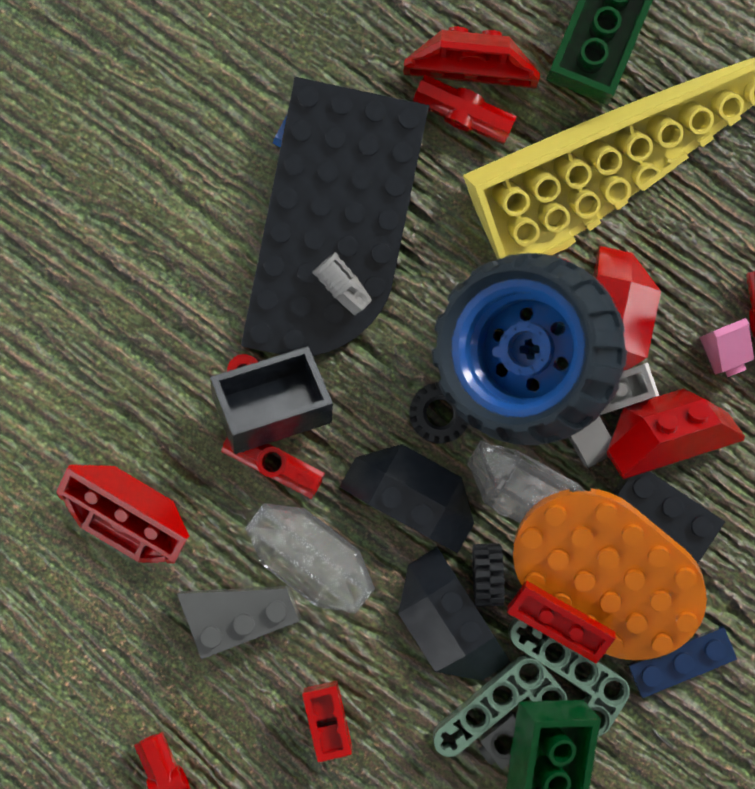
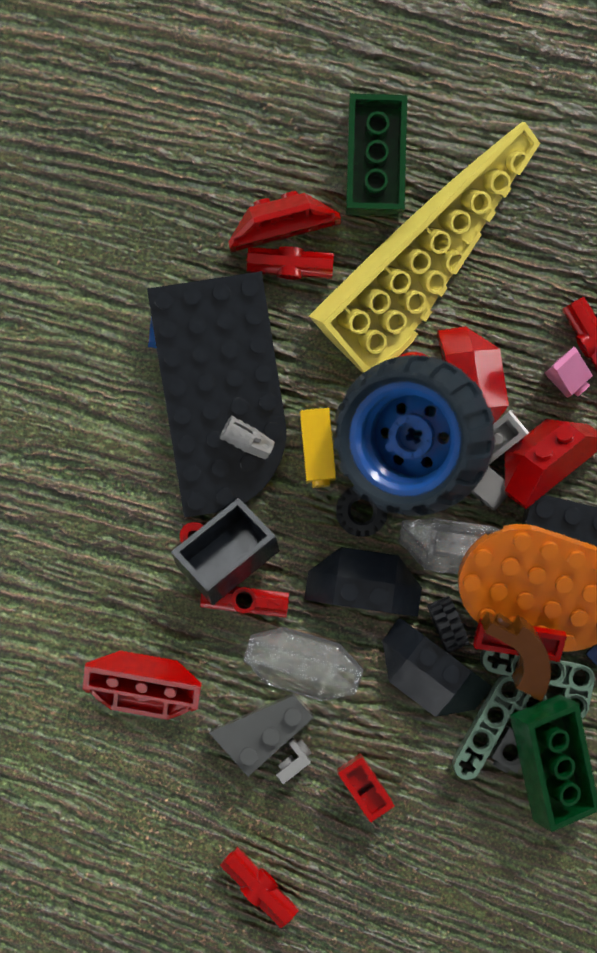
camera: 25 degrees left, 0 degrees up
(255, 666) = (291, 766): none -> light grey bracket
(417, 323) = (317, 447): none -> yellow brick
(566, 658) = (534, 664): none -> reddish brown arch

